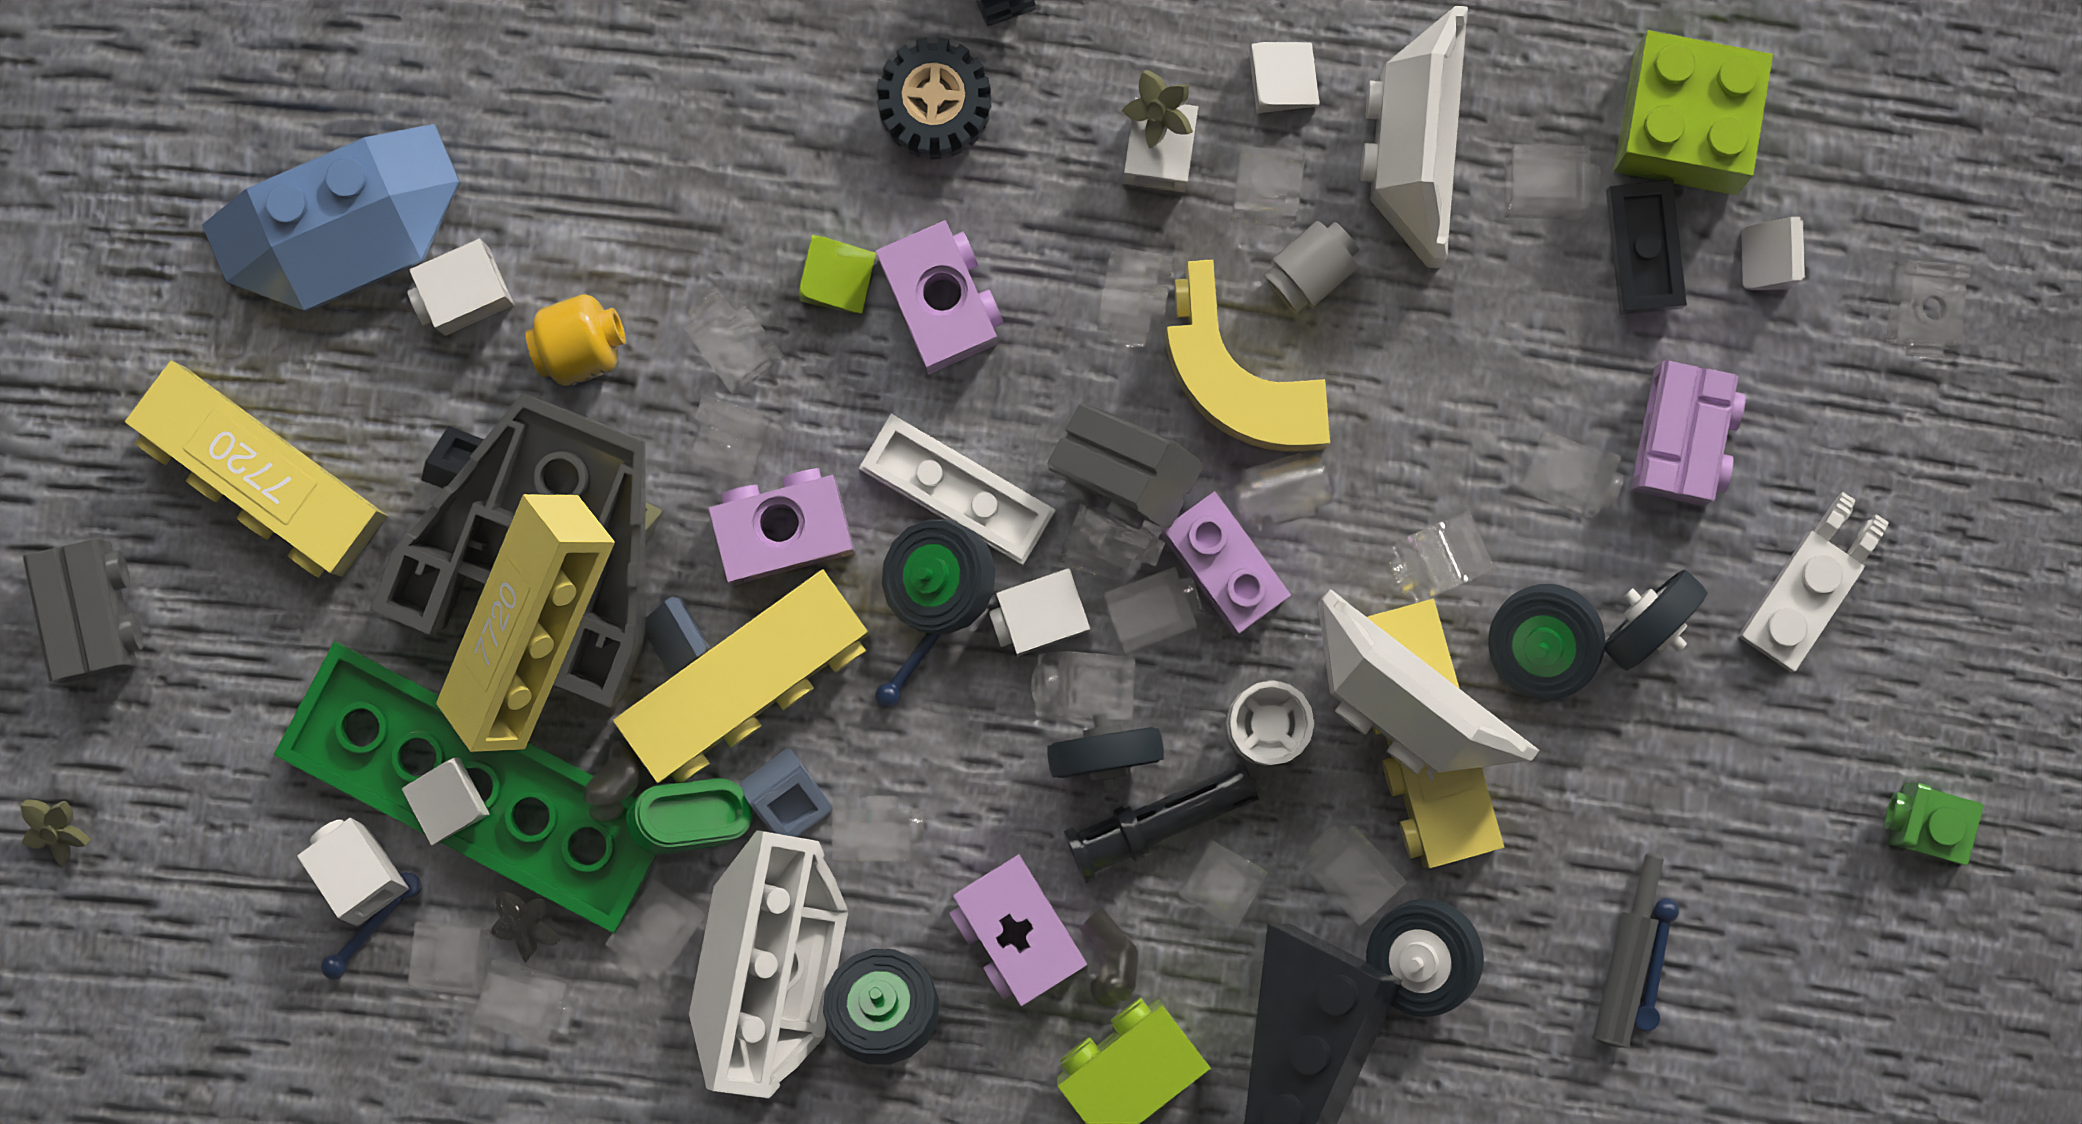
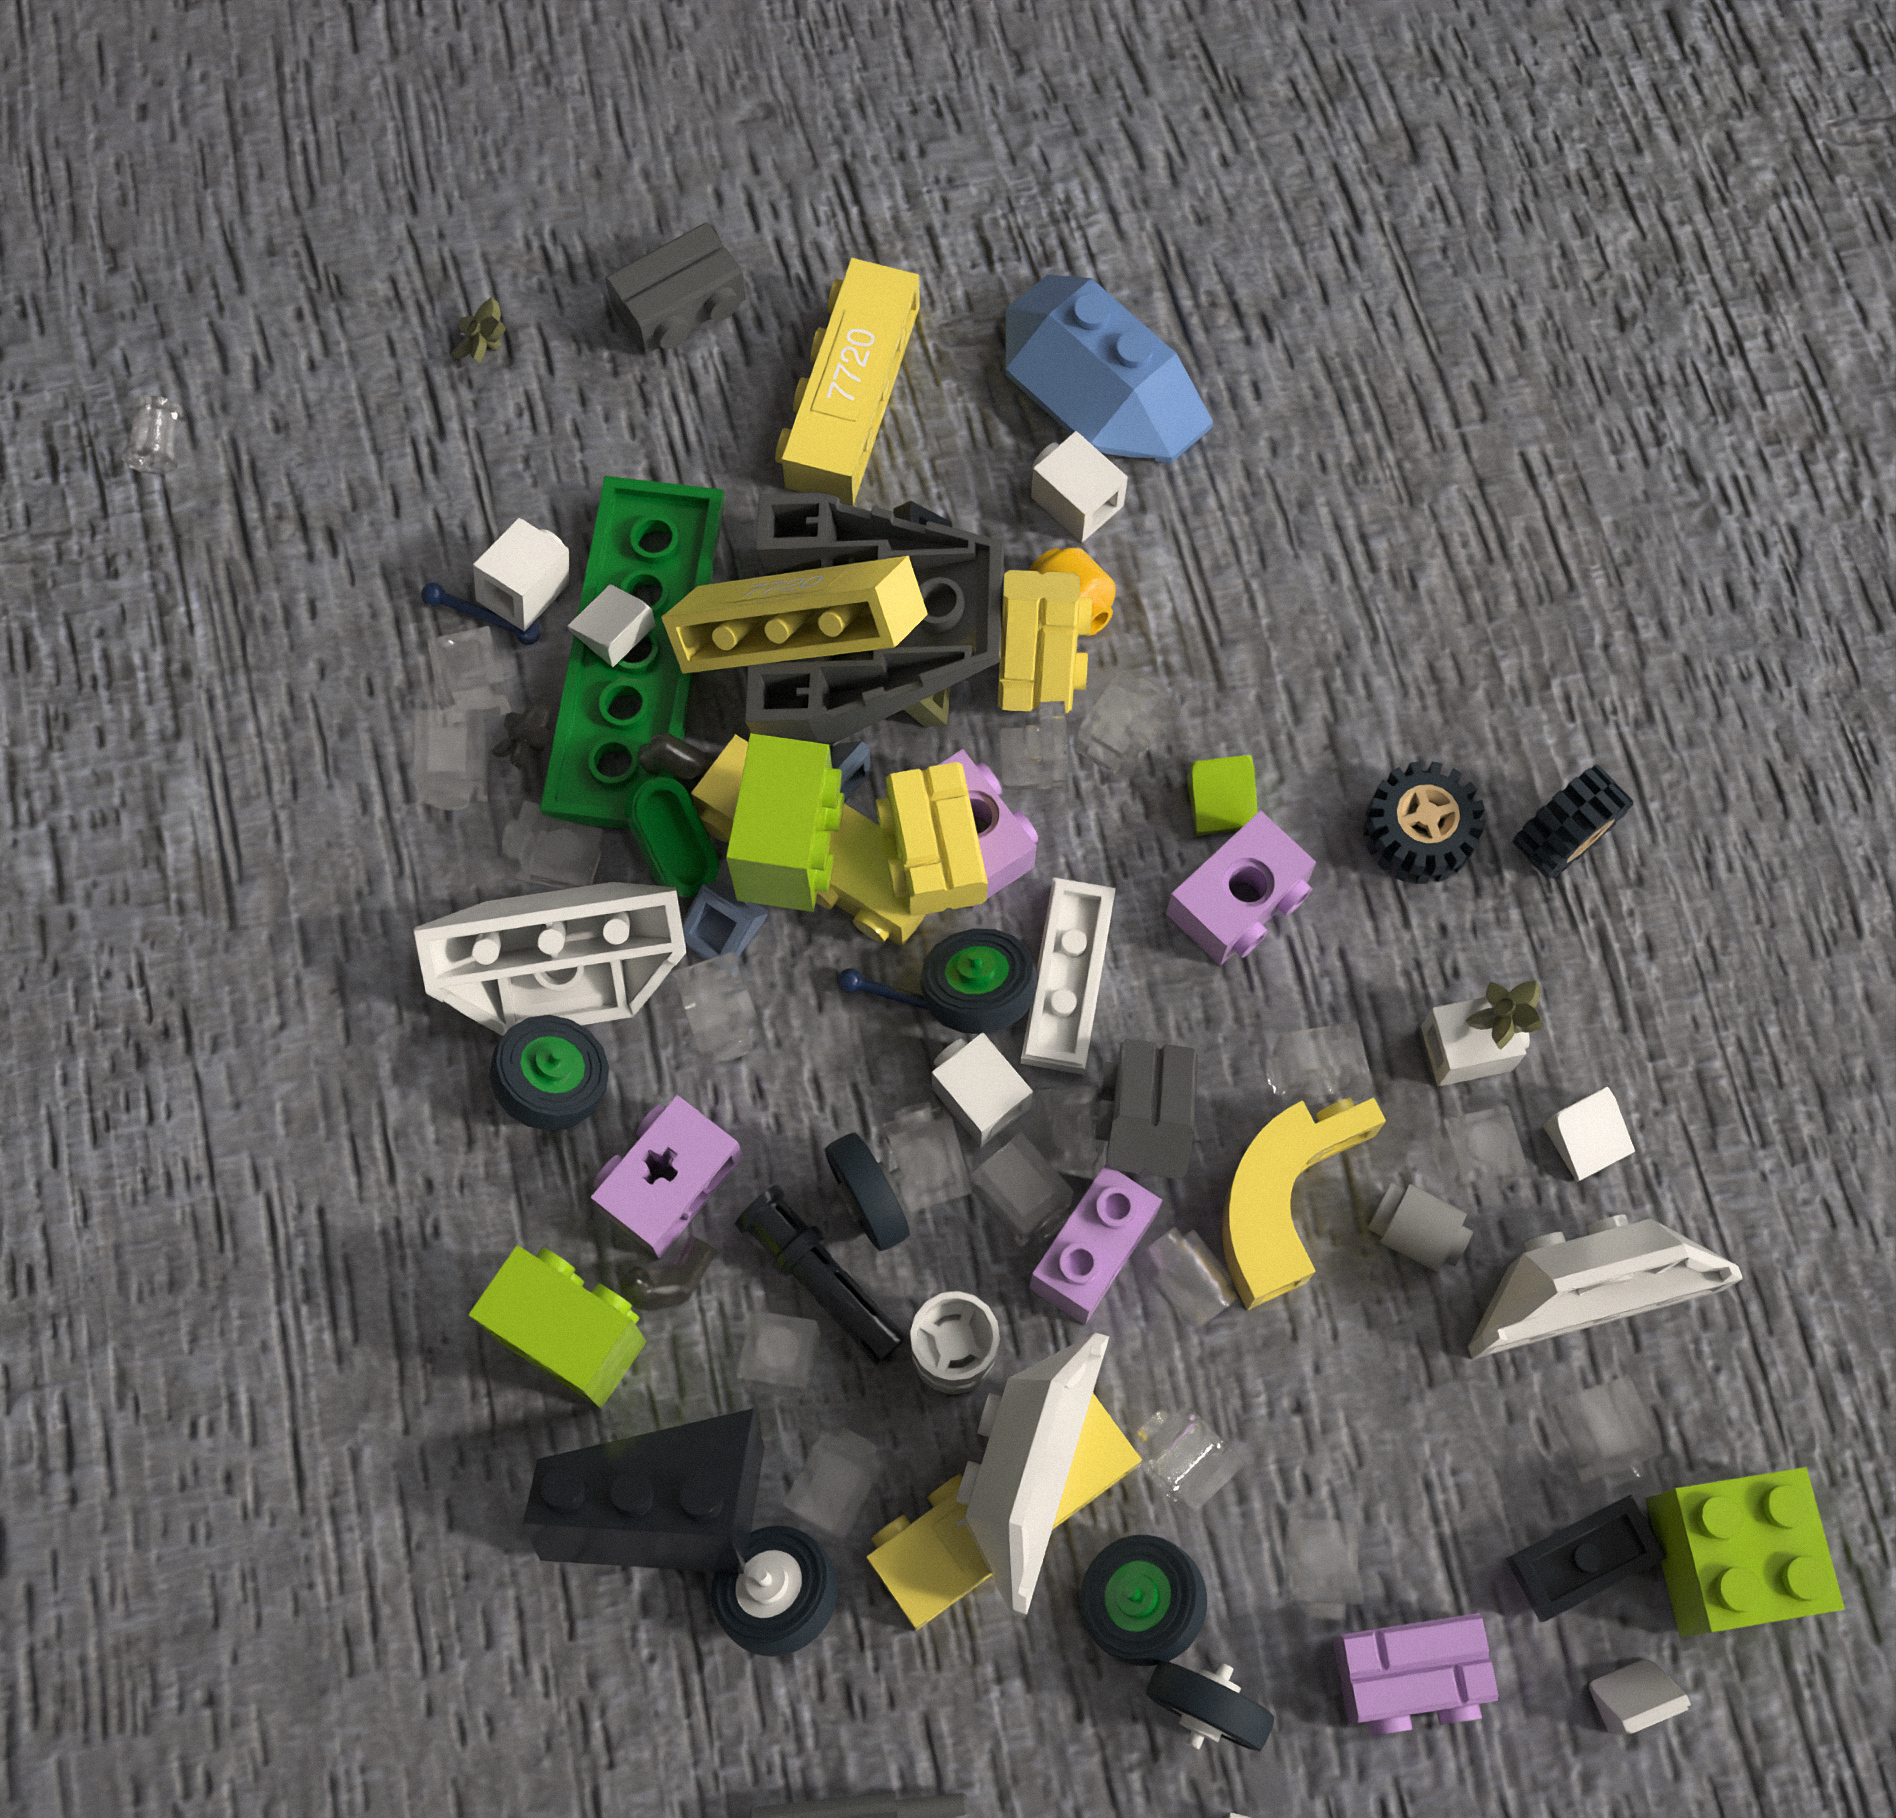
camera: 70 degrees right, 15 degrees down
(625, 390) = (1040, 639): none -> light yellow brick
(741, 708) = (783, 822): none -> lime brick
(799, 571) = (934, 839): none -> light yellow brick

